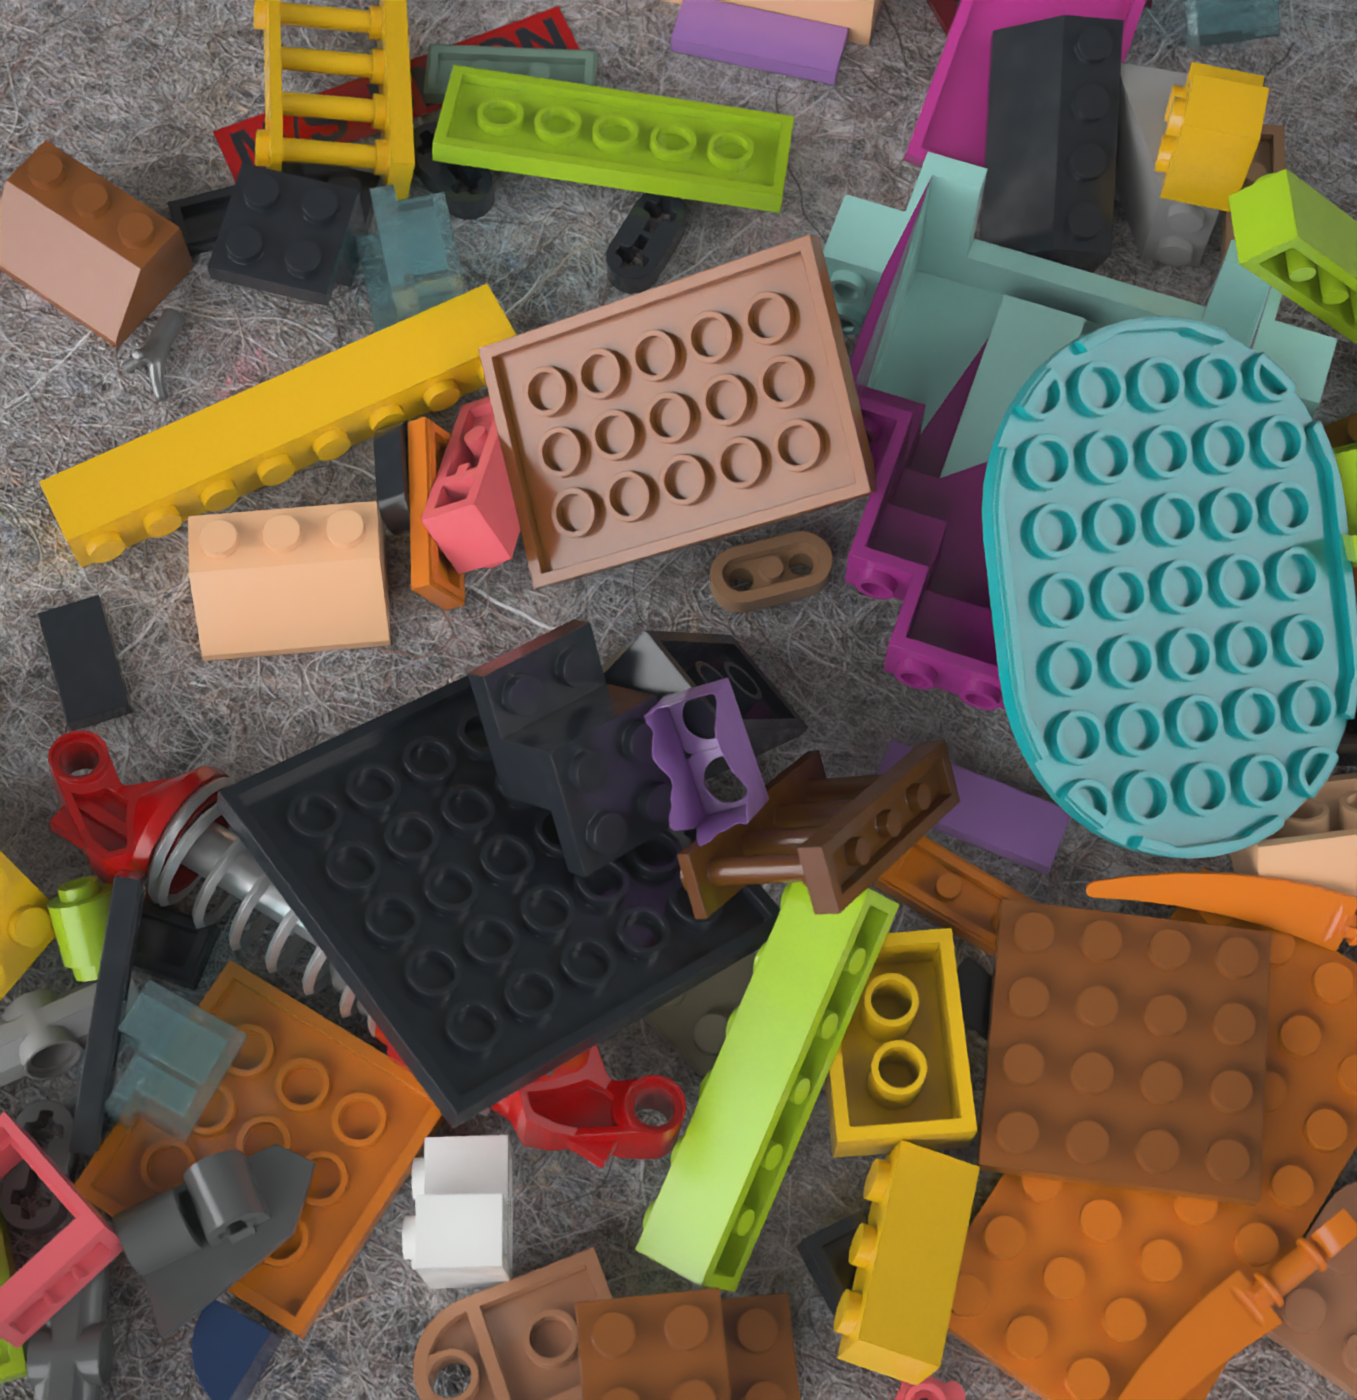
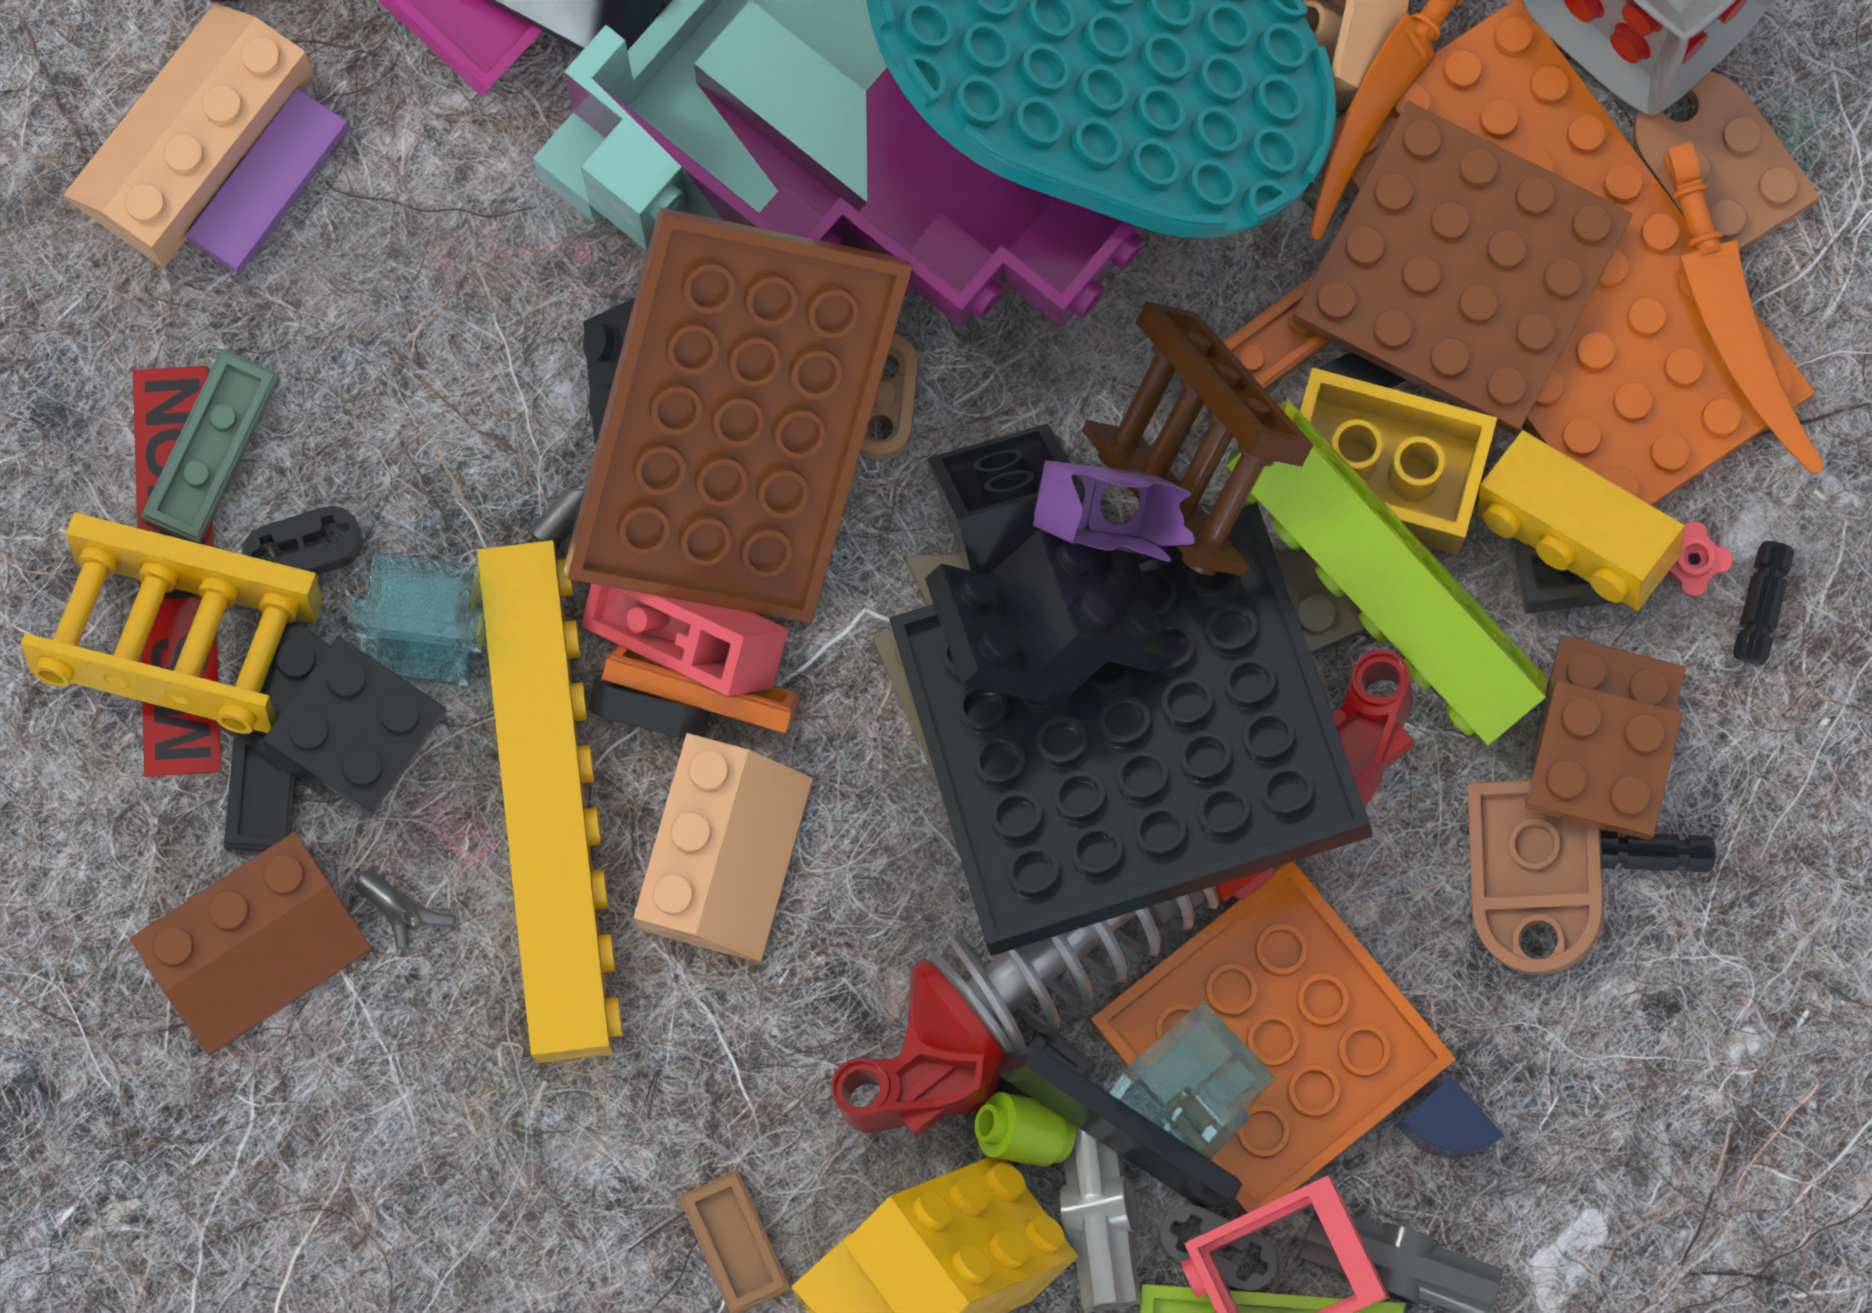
camera: 70 degrees left, 10 degrees up
(85, 663) = (725, 1074): black tile -> none
(213, 1228) = (1344, 1099): dark grey panel -> none
(462, 1212) = (1404, 882): white brick -> none
(614, 138) = (345, 368): lime plate -> none
(636, 235) = (455, 391): black beam -> none
(998, 817) = (1204, 283): medium lavender tile -> none

